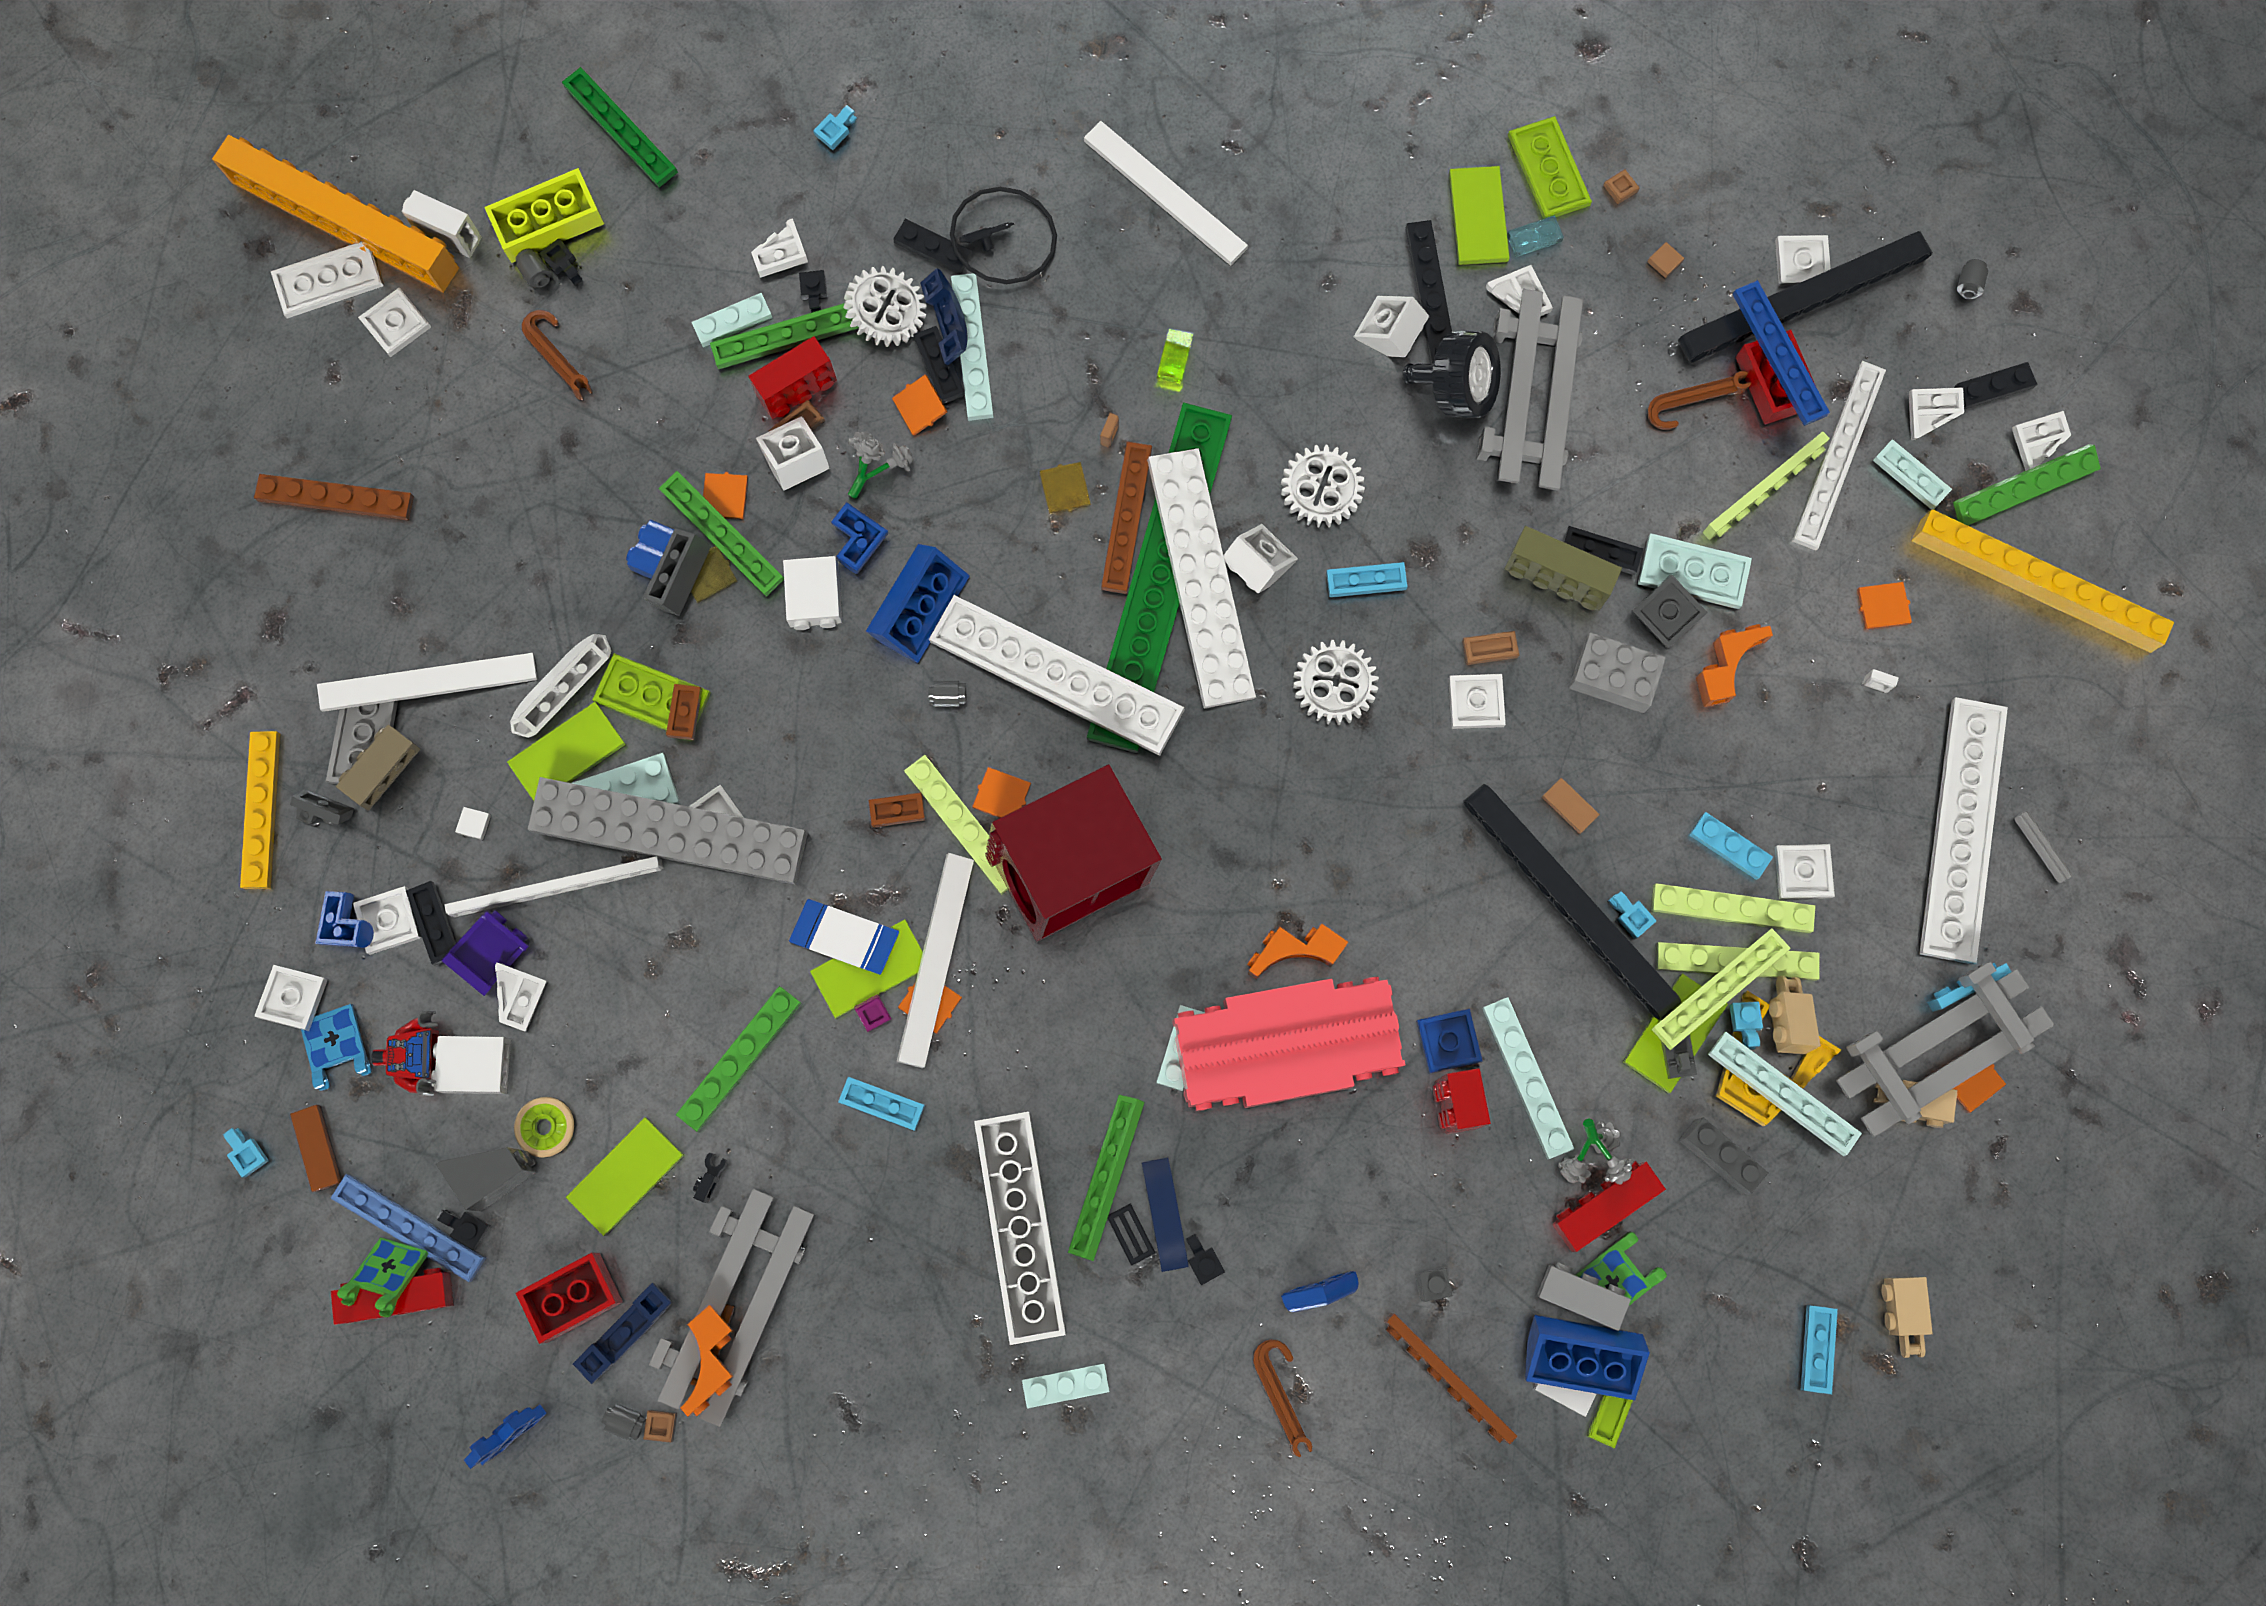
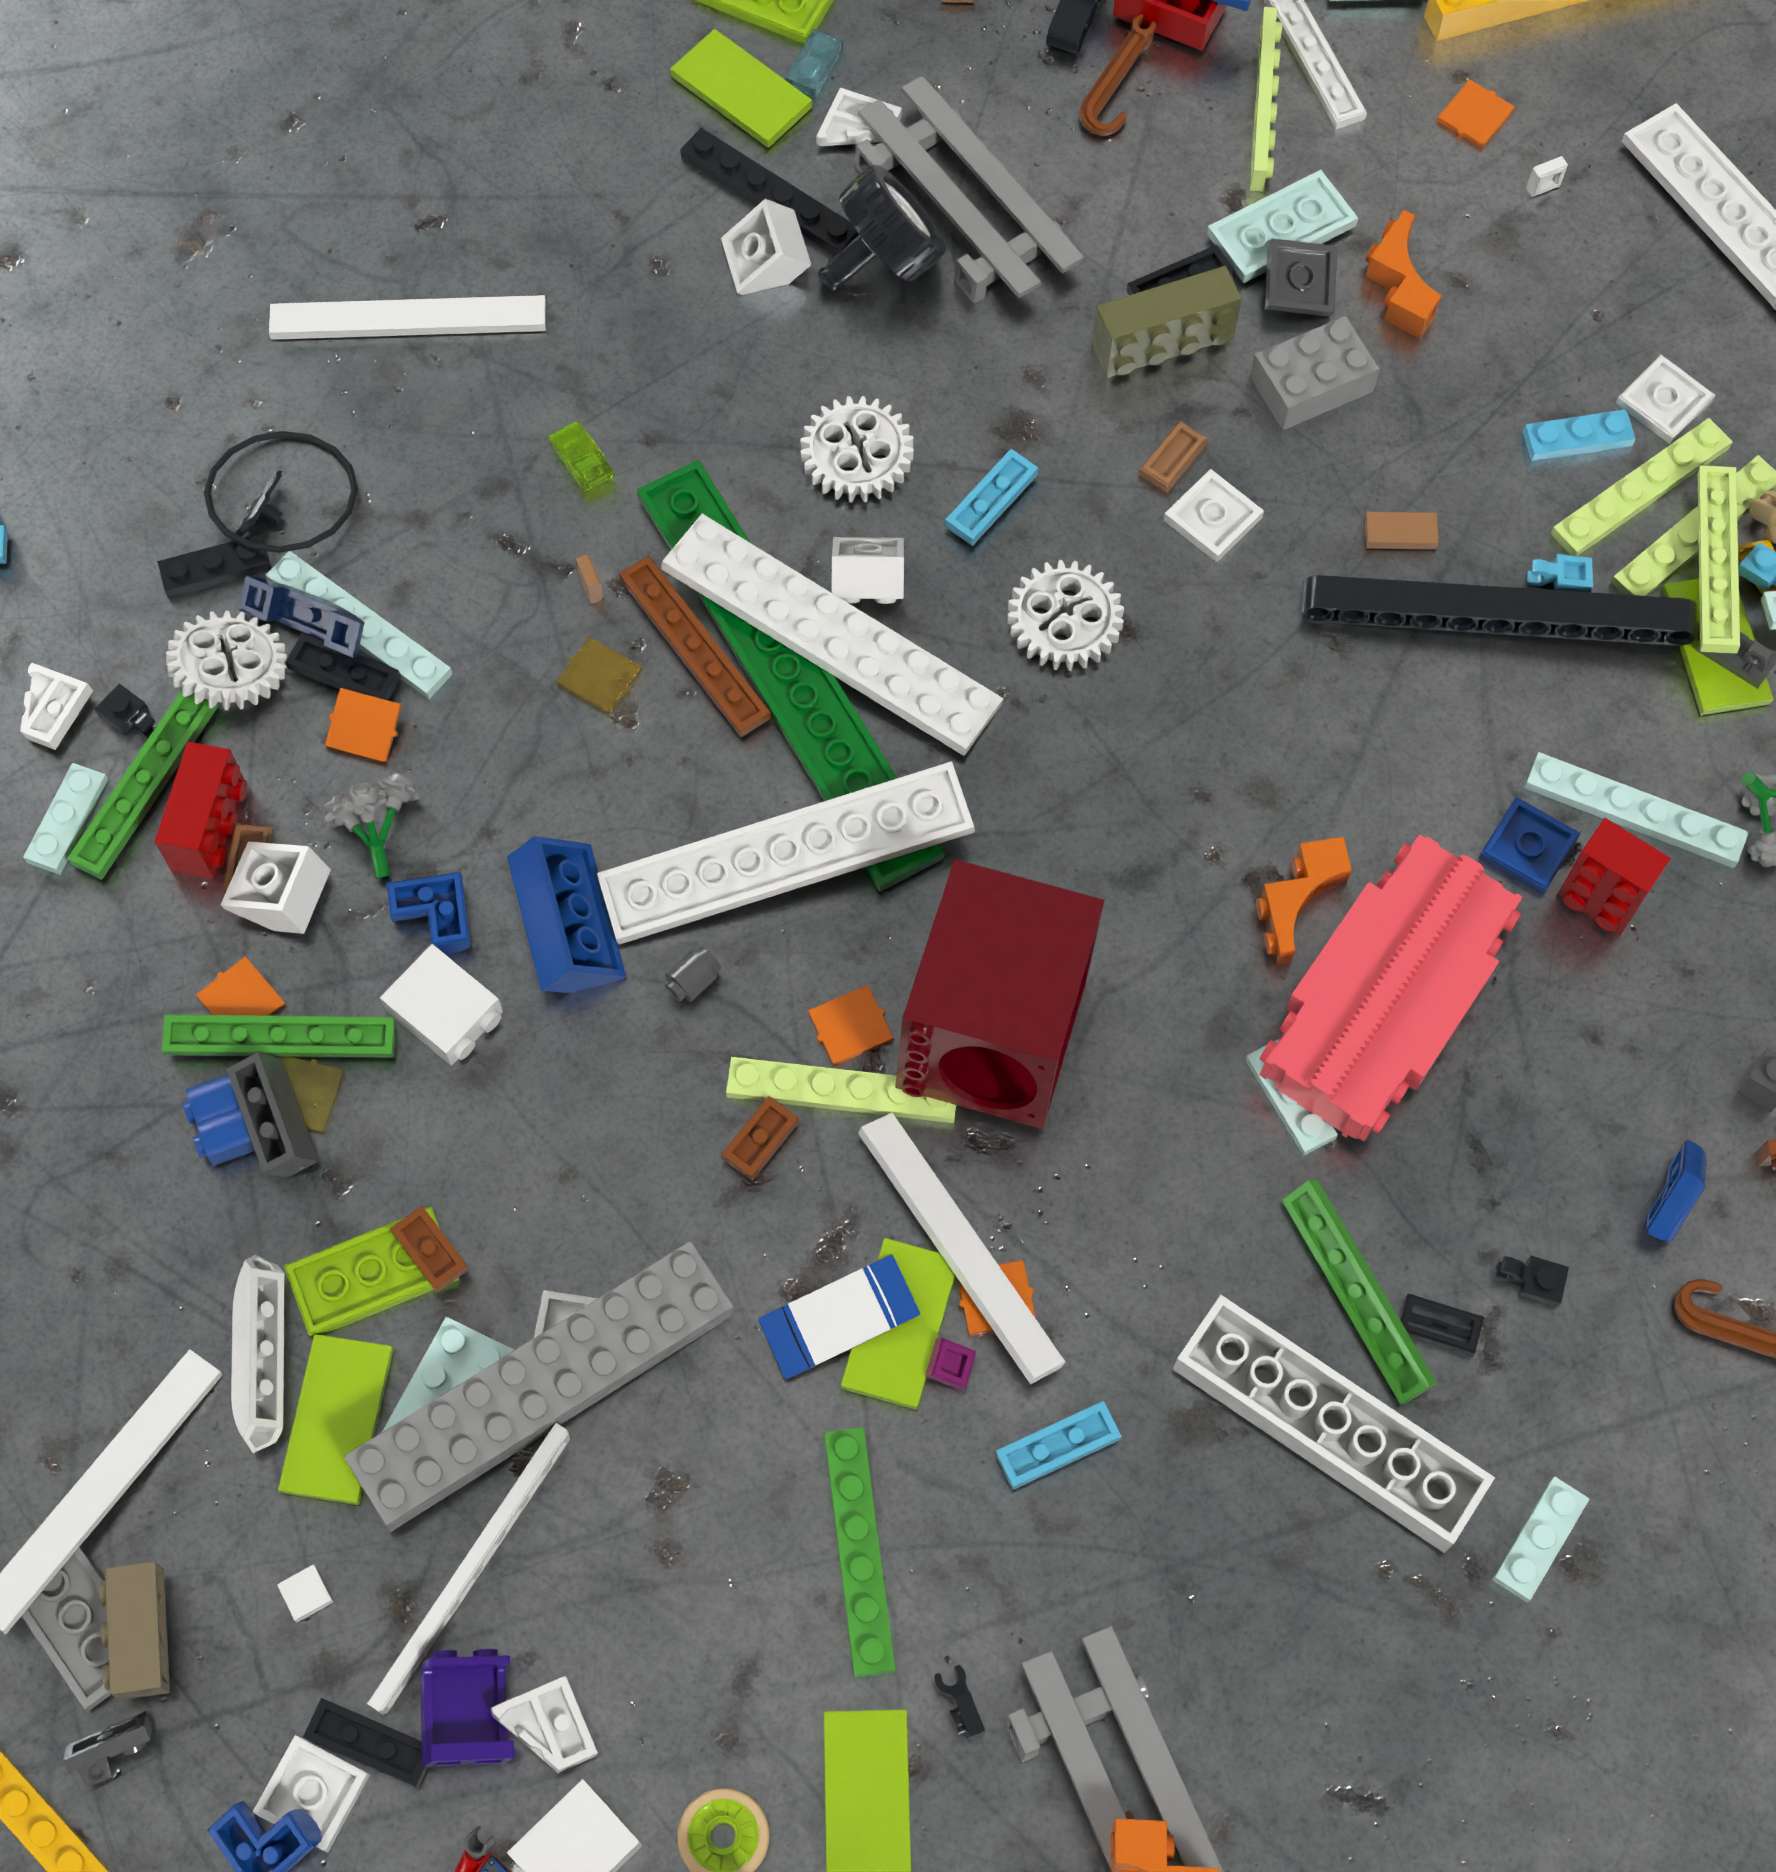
camera: 45 degrees left, 10 degrees down
(1165, 1214) = (1452, 1268): dark blue slope -> none

